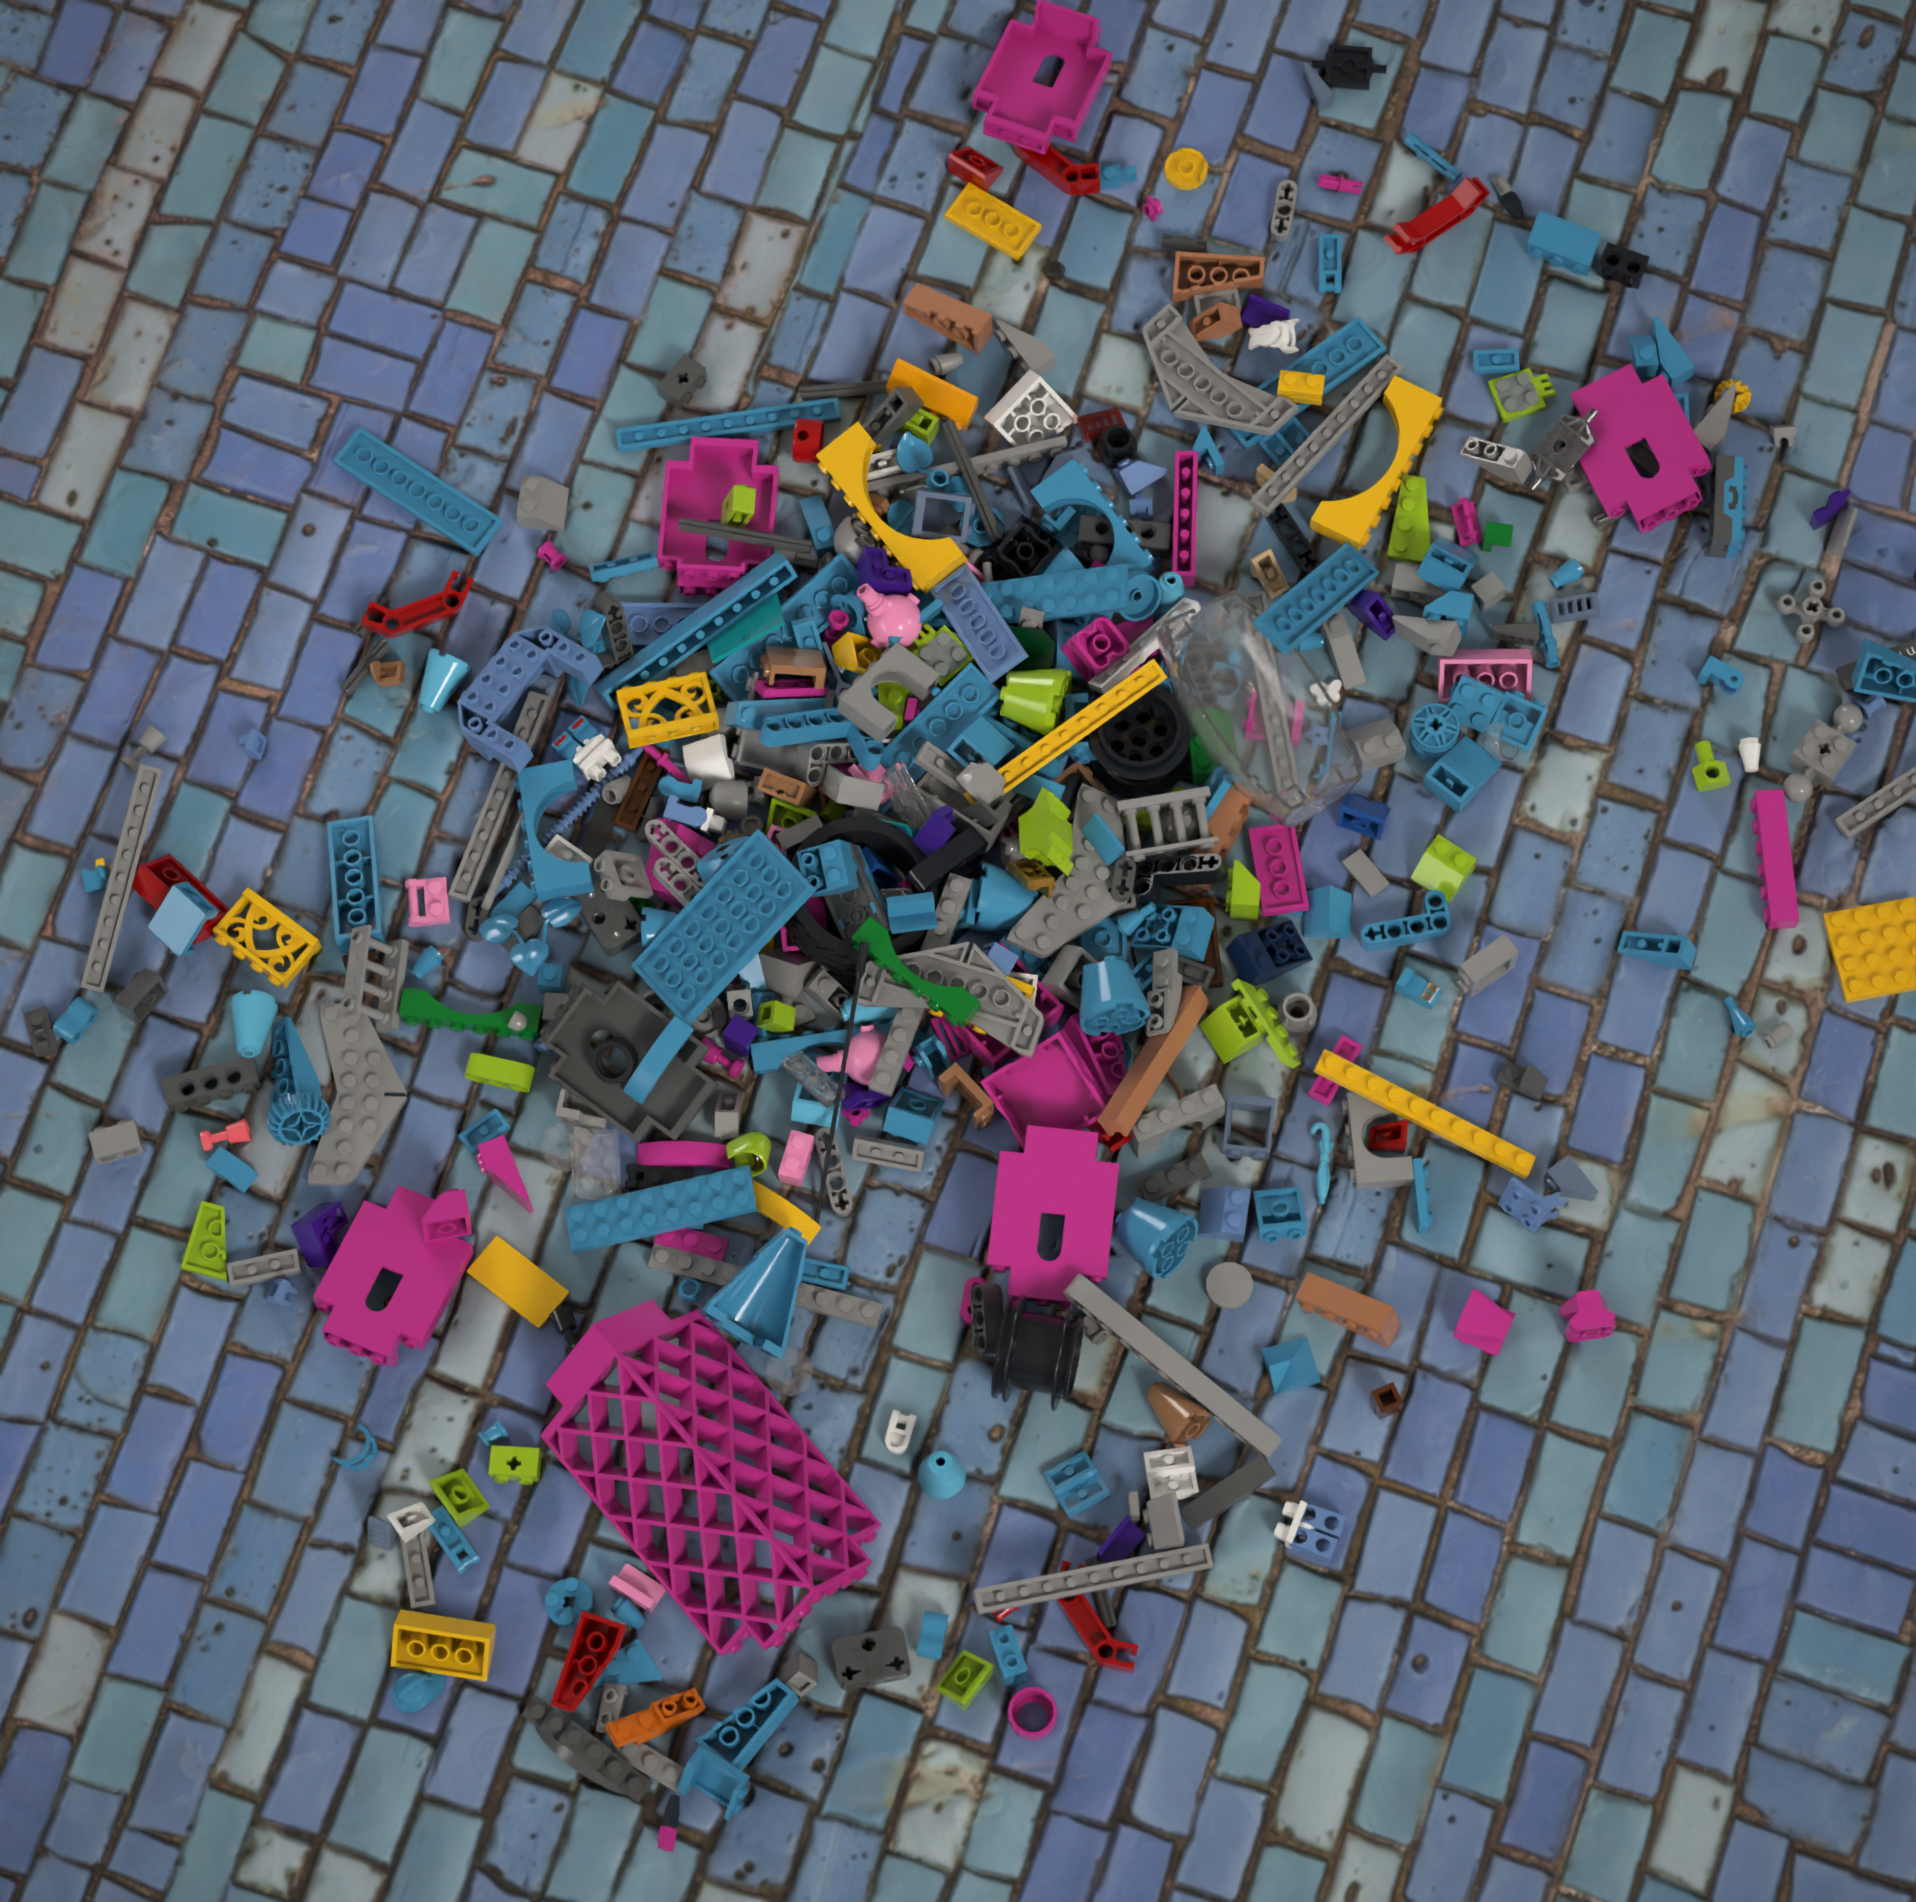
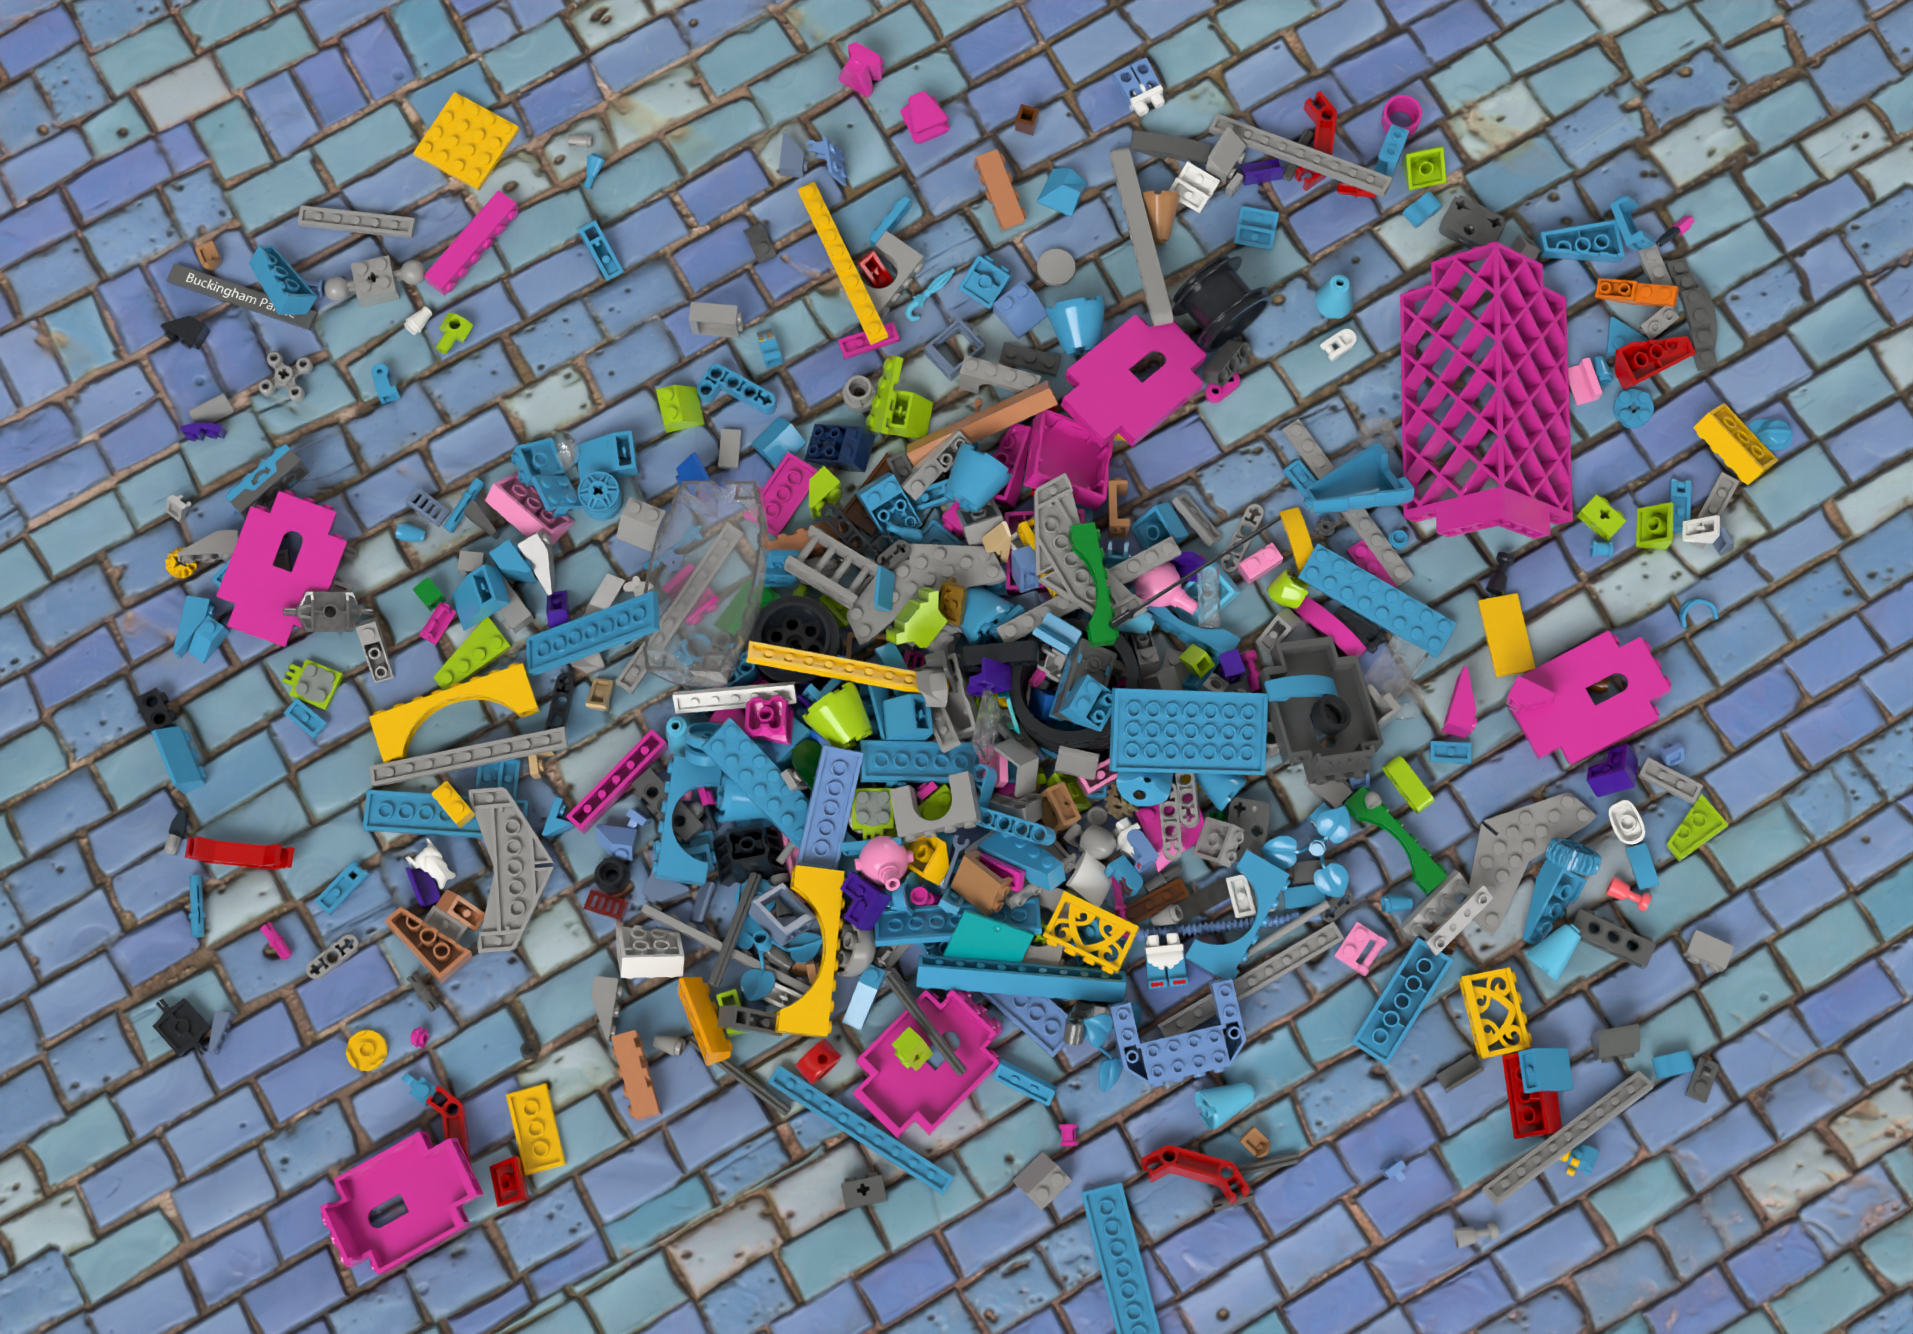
camera: 140 degrees left, 5 degrees up
(257, 865) = (1458, 1073): none -> dark grey panel
(274, 1194) = (1627, 822): none -> white piece
(1042, 961) = (999, 542): none -> tan slope

